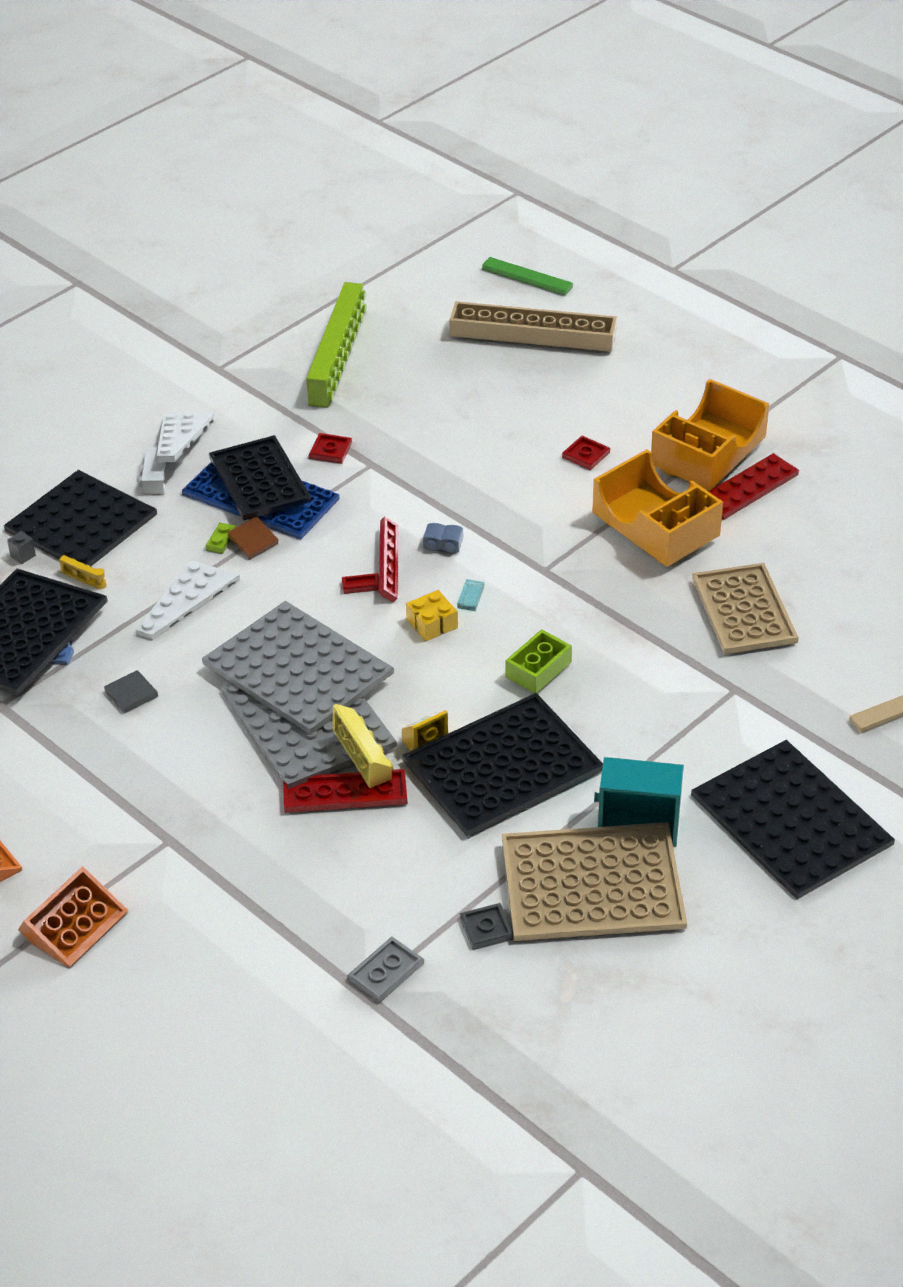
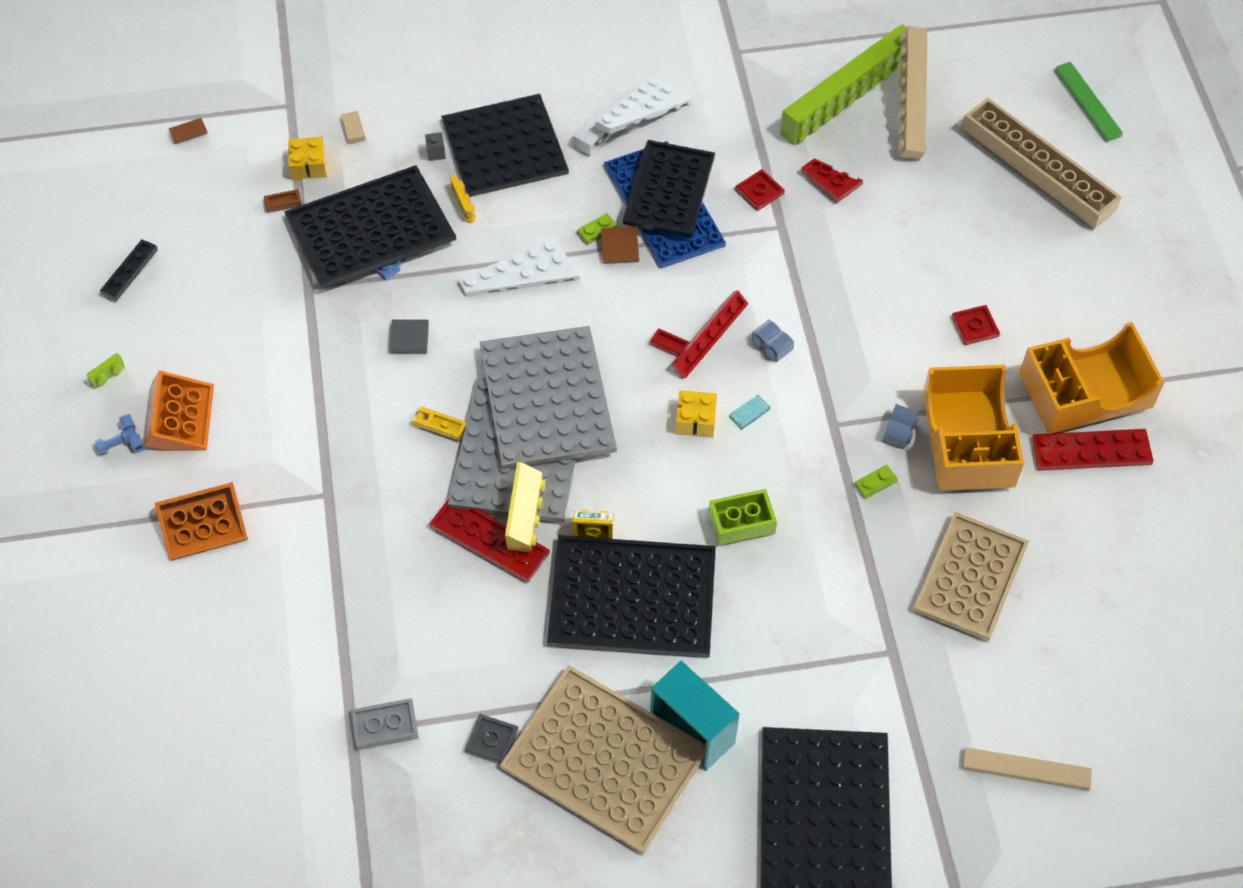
camera: 35 degrees right, 15 degrees up
(220, 736) = (439, 423): none -> yellow plate
(385, 415) = (833, 182): none -> red wing
(396, 323) = (913, 93): none -> tan brick
(597, 542) = (900, 425): none -> sand blue brick
(613, 588) = (876, 481): none -> lime plate

